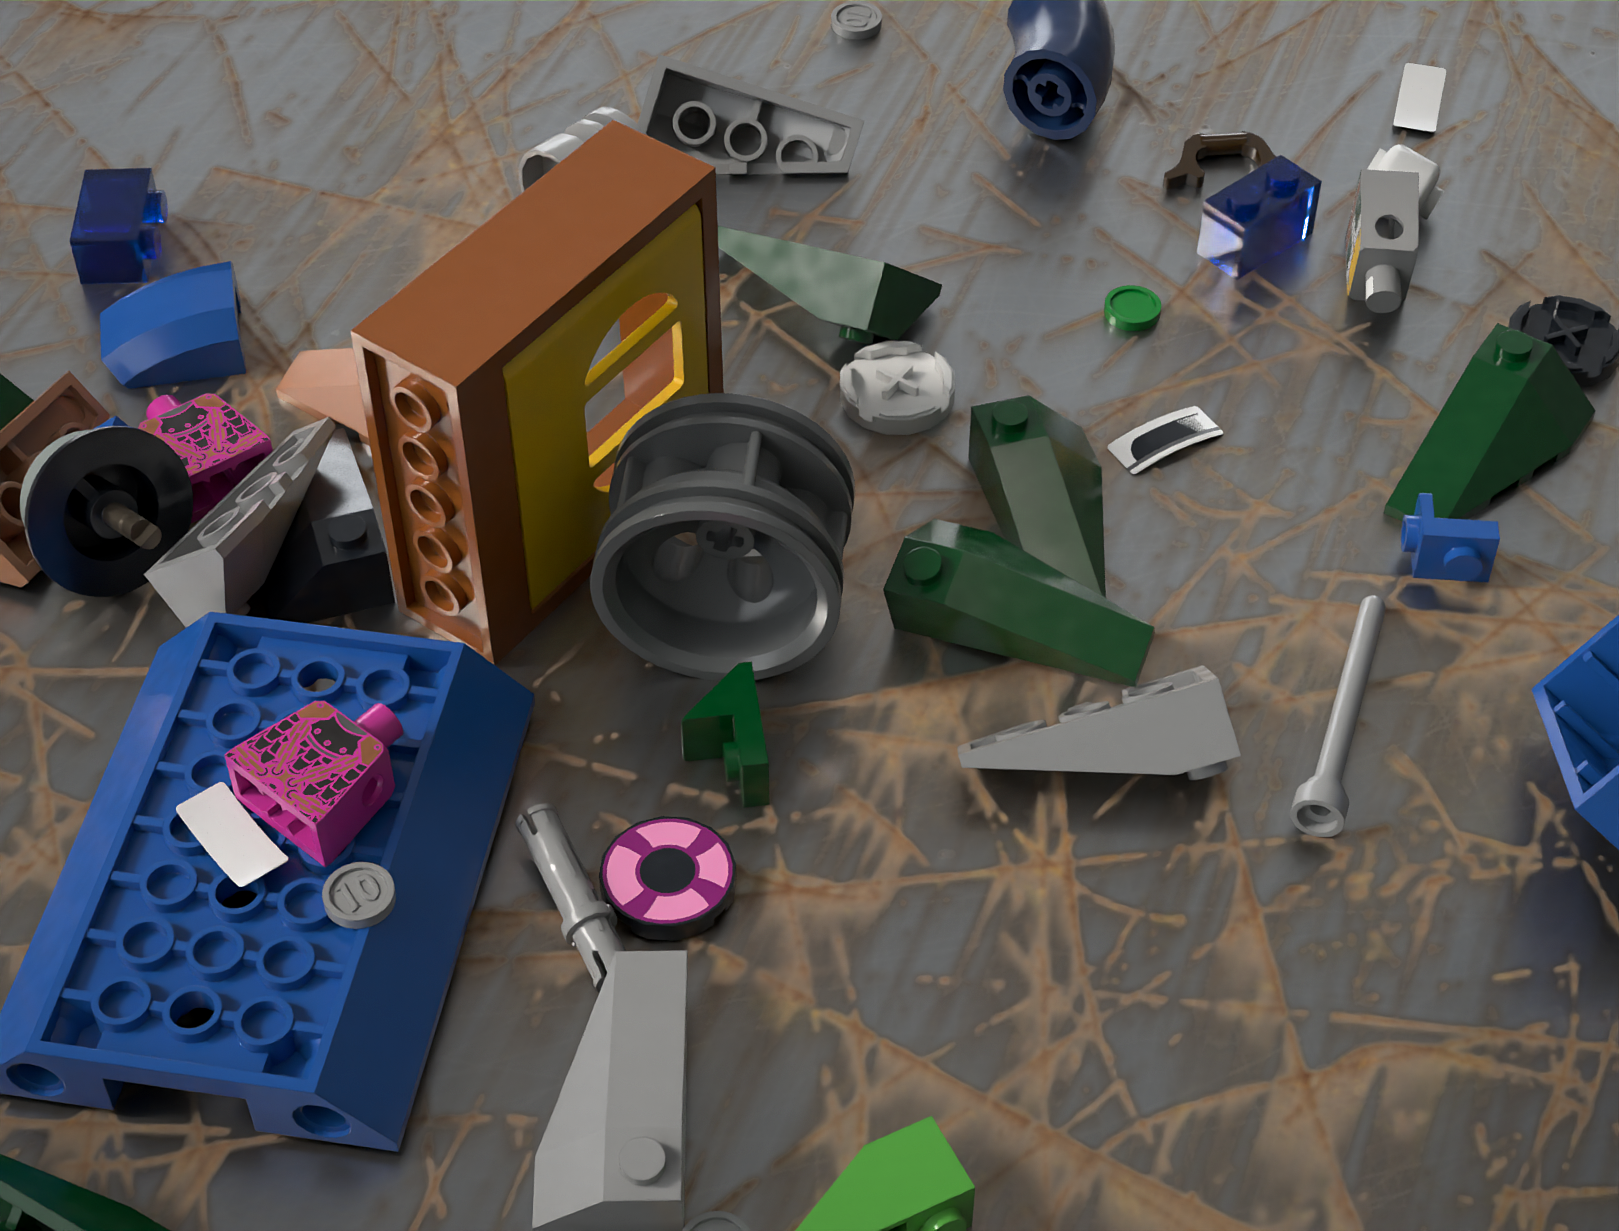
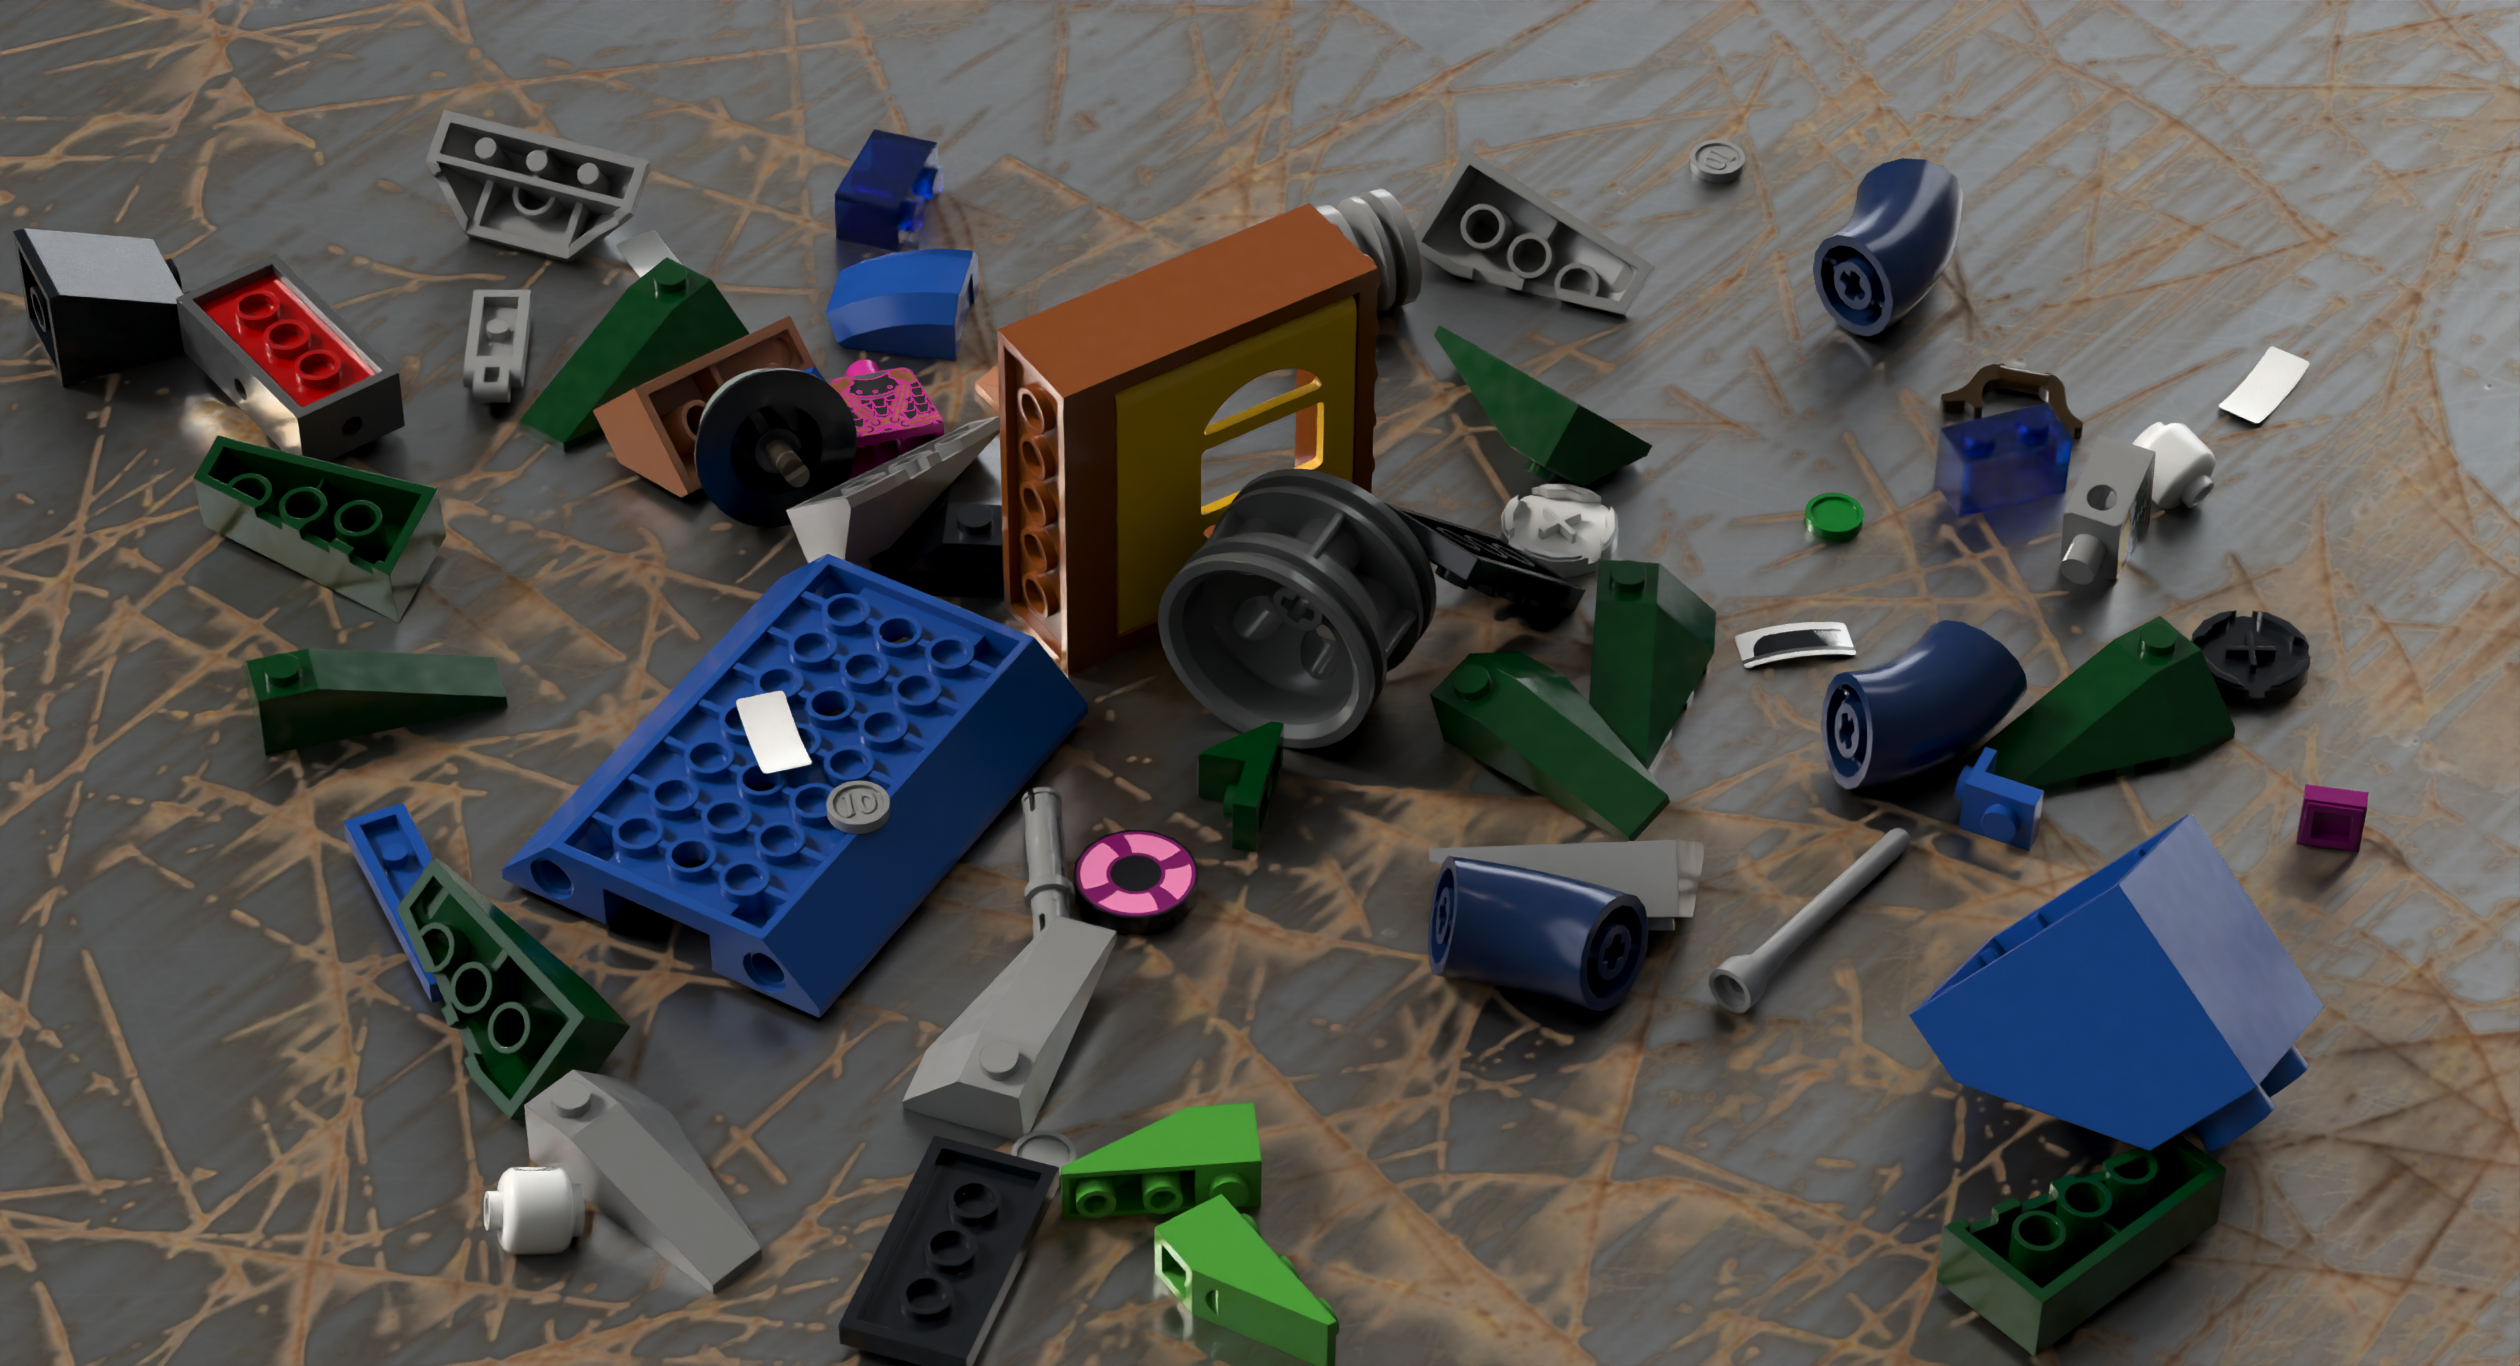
camera: 20 degrees right, 5 degrees down
(317, 775) = (861, 703): dark pink torso -> none
(879, 443) = (1489, 564): none -> black plate
(1104, 818) = (1536, 932): none -> dark blue brick
(1333, 471) = (1919, 706): none -> dark blue brick

